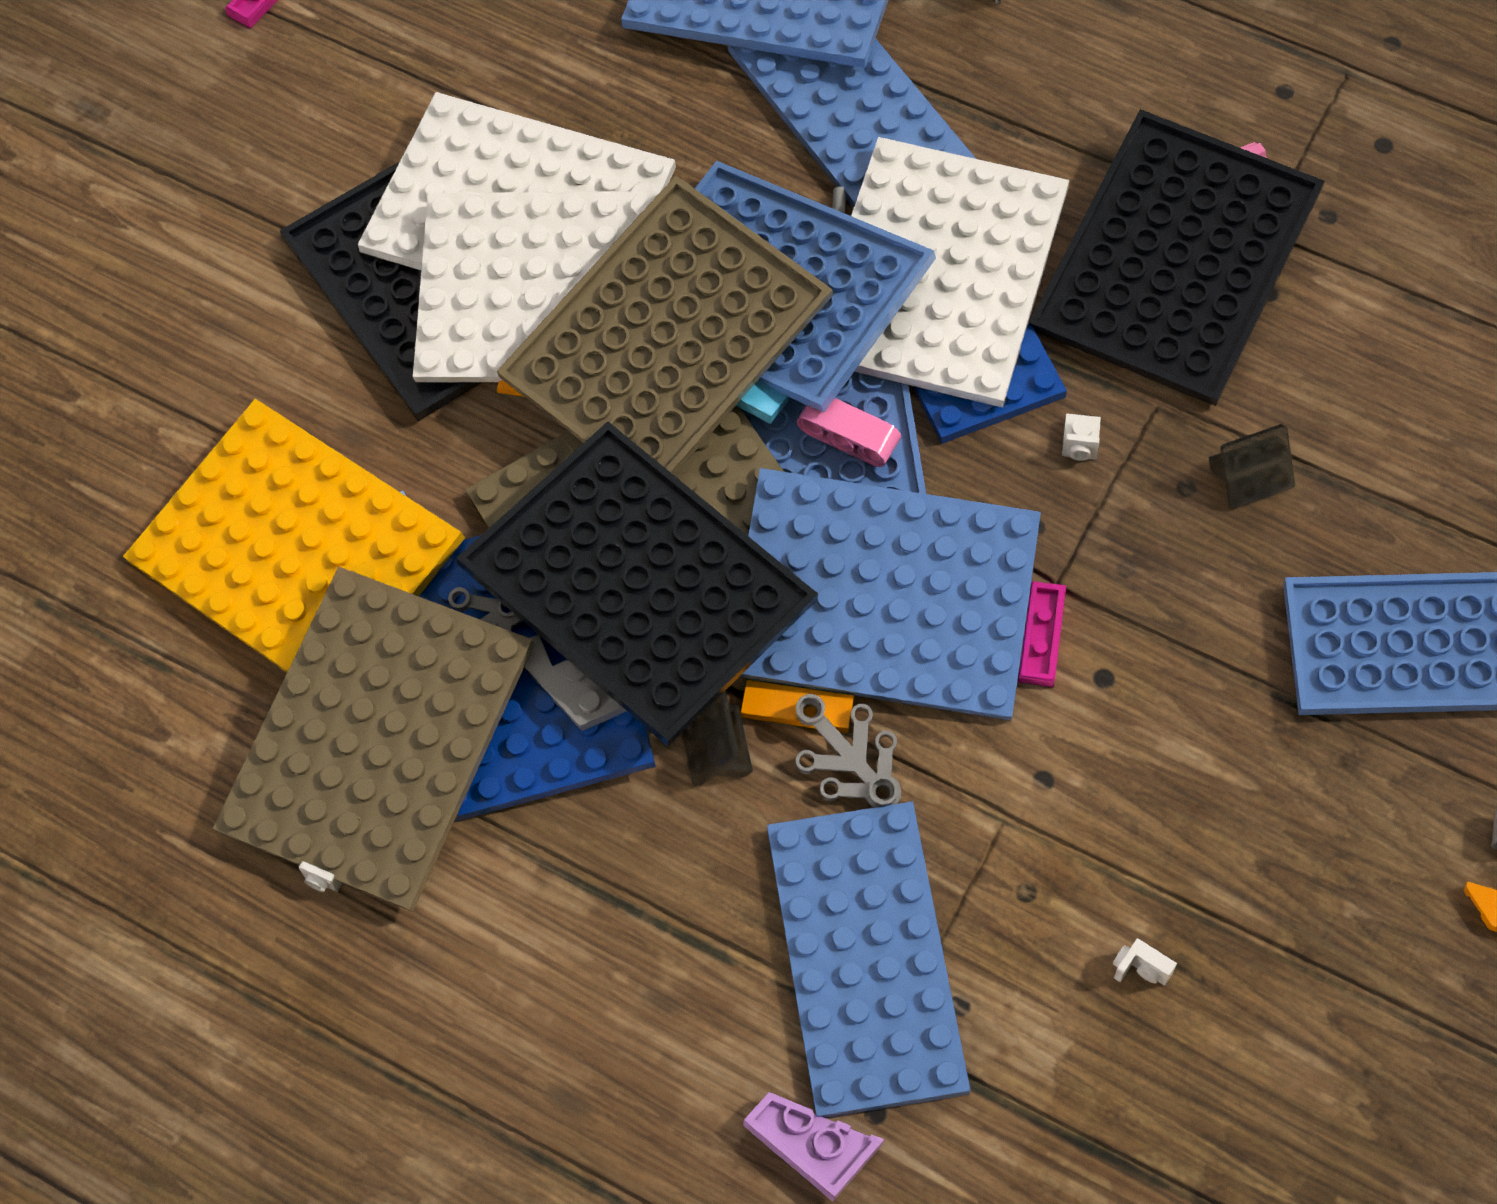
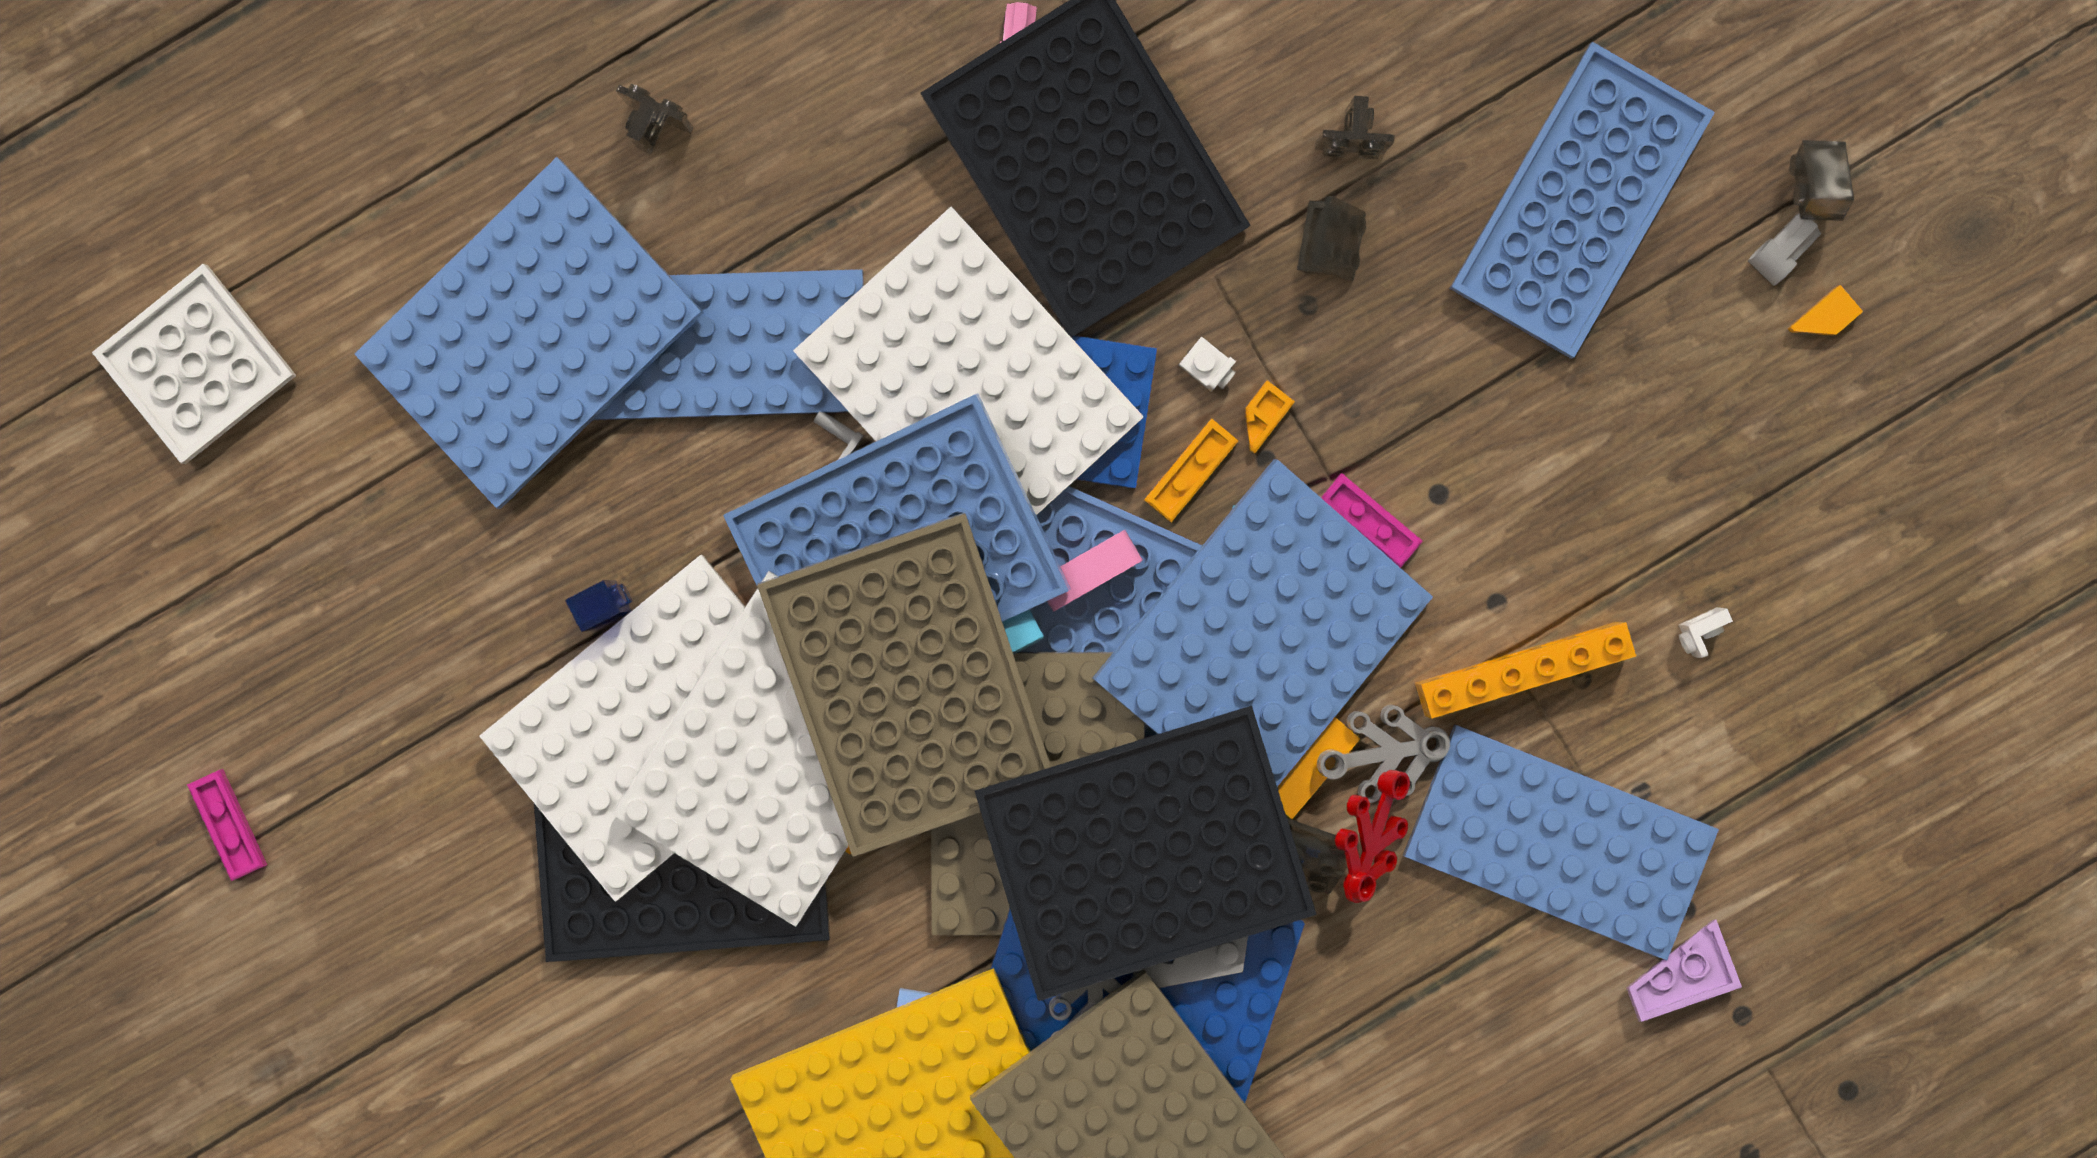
camera: 65 degrees left, 25 degrees up
(589, 110) = (599, 604): none -> clear blue brick
(763, 772) = (1362, 877): none -> red plant
(985, 473) = (1191, 470): none -> light orange tile
(1001, 827) = (1525, 669): none -> light orange brick
(1073, 502) = (1265, 413): none -> light orange tile
(1350, 427) = (1355, 134): none -> clear smoke bracket

